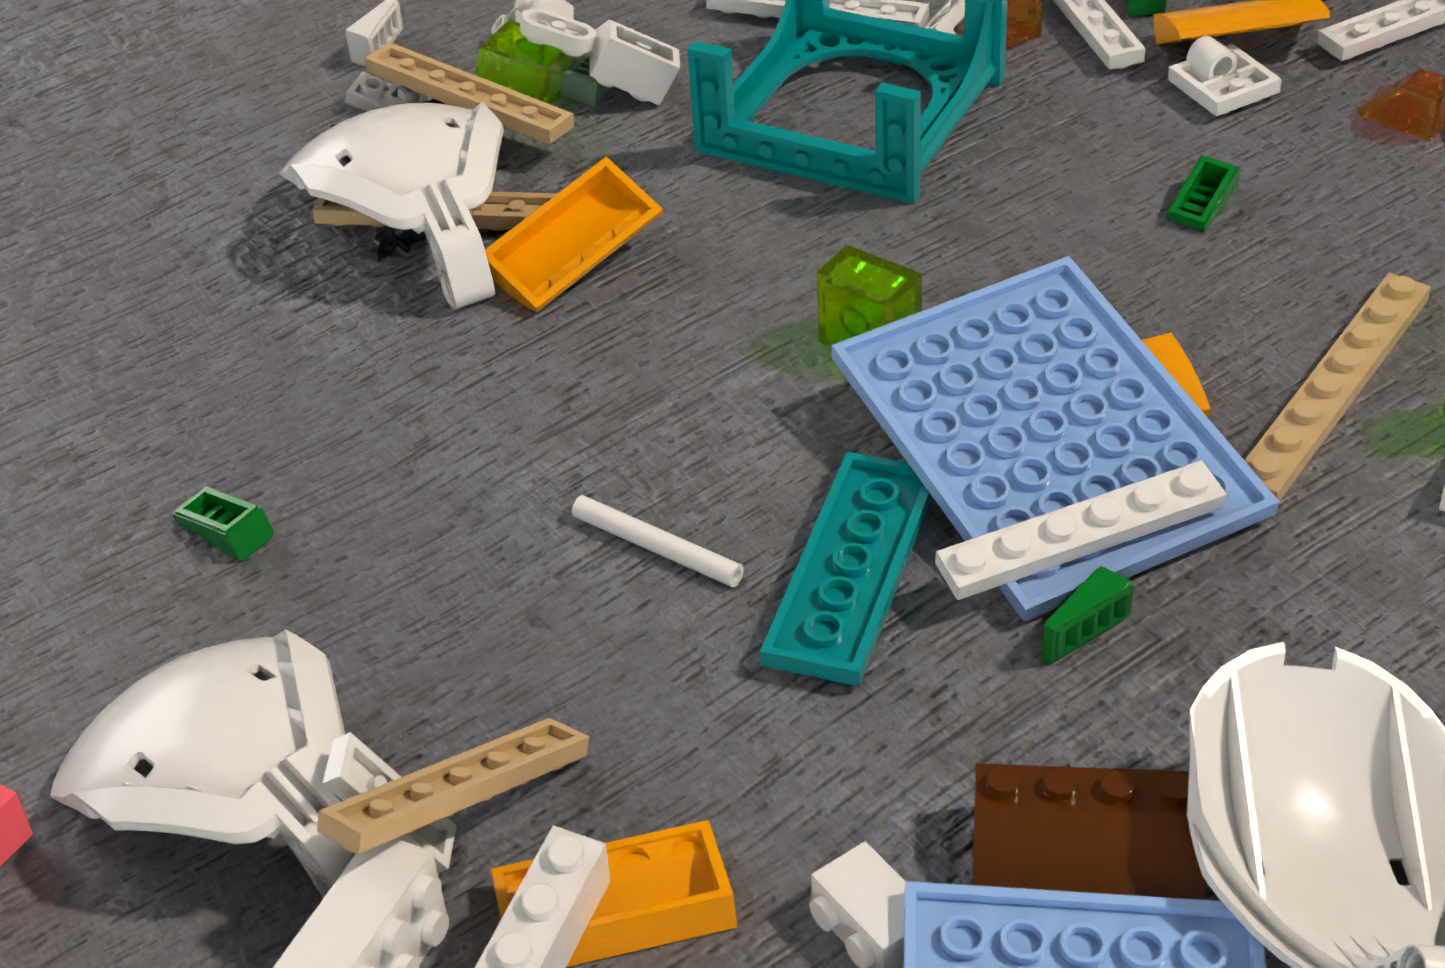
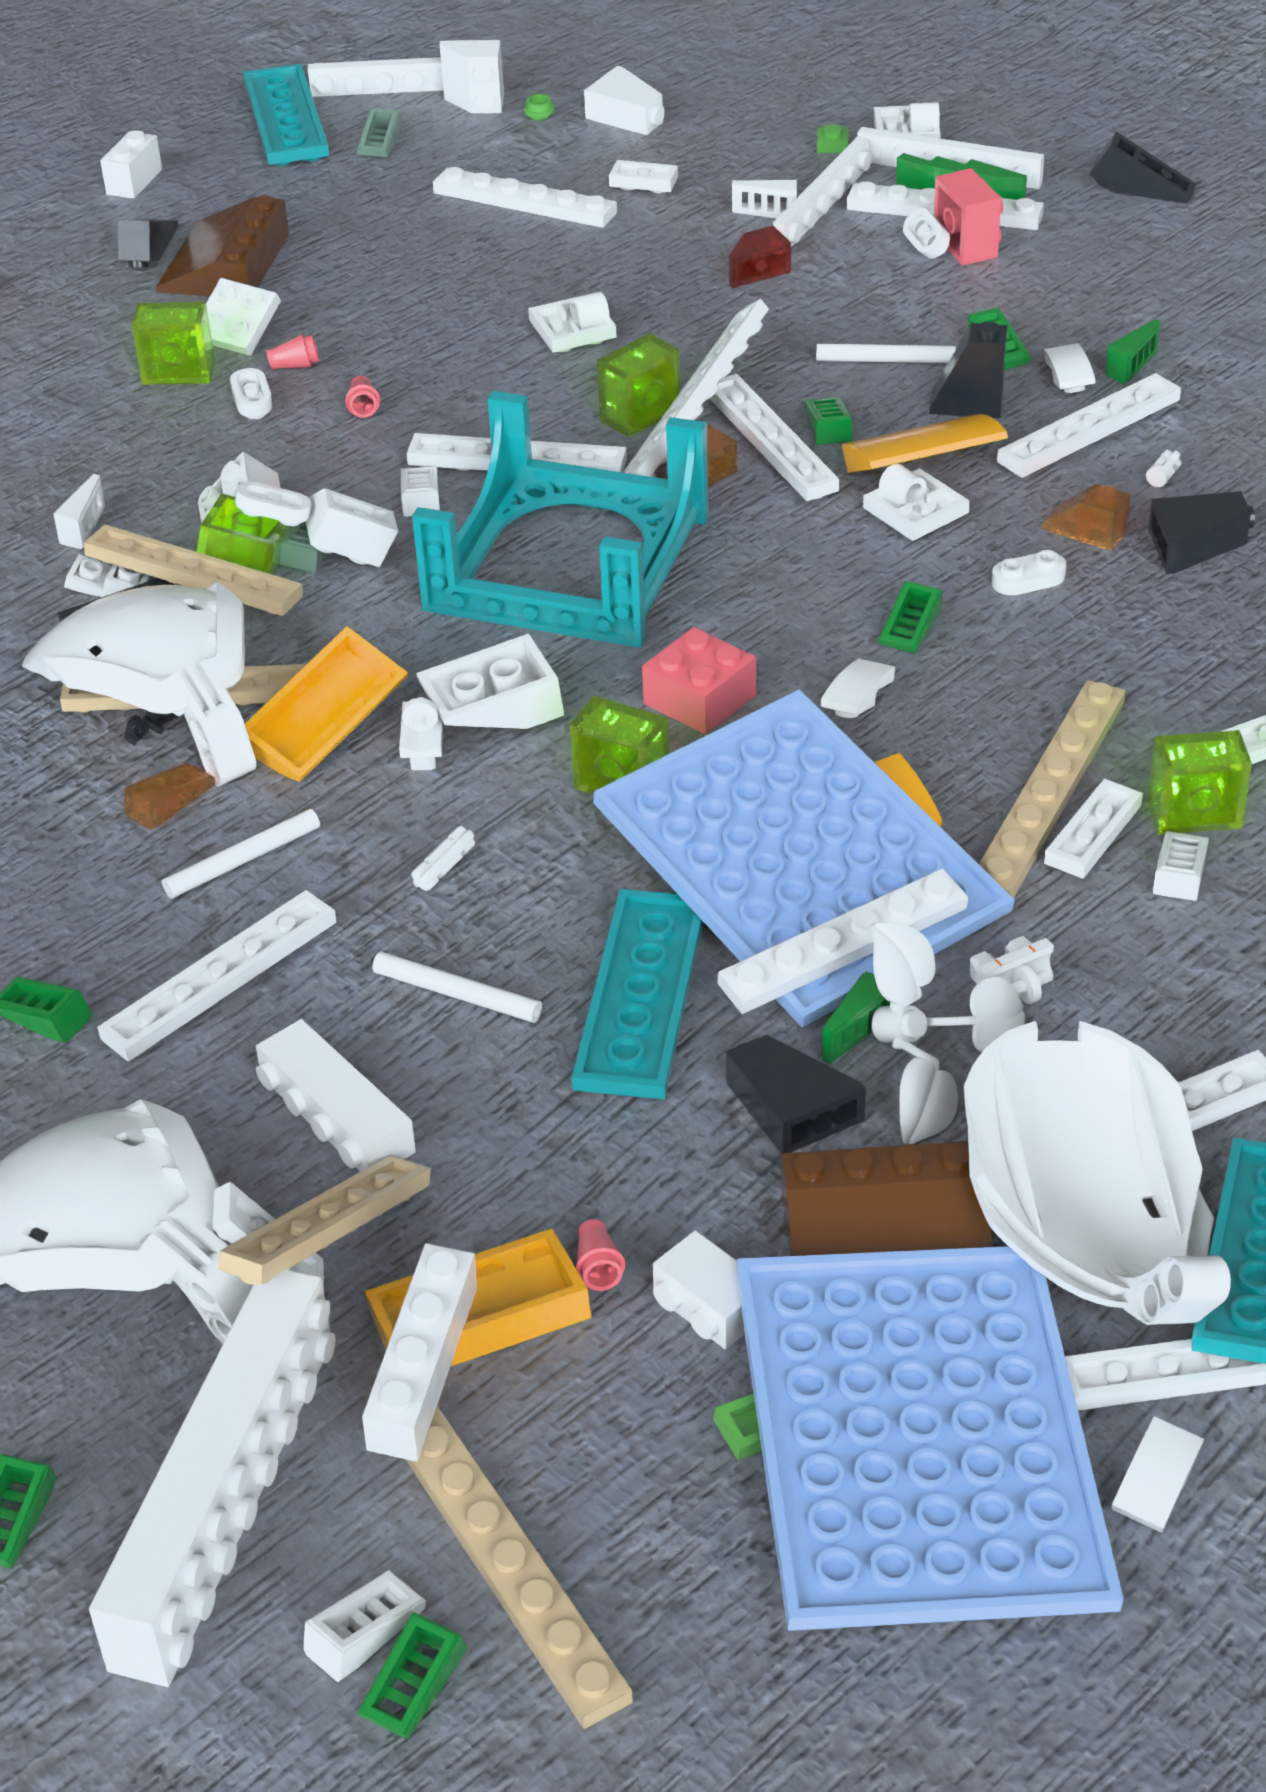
camera: 10 degrees left, 0 degrees up
(397, 313) = (165, 794): none -> clear orange slope
(407, 504) = (216, 975): none -> white plate
(460, 380) = (240, 853): none -> white piece
(501, 648) = (333, 1097): none -> white brick
(667, 271) = (421, 733): none -> white hips
(667, 403) = (443, 858): none -> white axle
(714, 28) = (419, 489): none -> white slope
(751, 231) = (496, 687): none -> white slope
(754, 858) = (598, 1257): none -> coral cone
(967, 240) = (699, 680): none -> coral brick
(1002, 695) = (792, 1093): none -> black slope
(1135, 260) = (856, 687): none -> white slope
(1136, 564) = (901, 966): none -> white plant
(1272, 584) = (1023, 966): none -> white hips
(1337, 157) = (1029, 573): none -> white plate
(1378, 432) = (1093, 828): none -> white plate

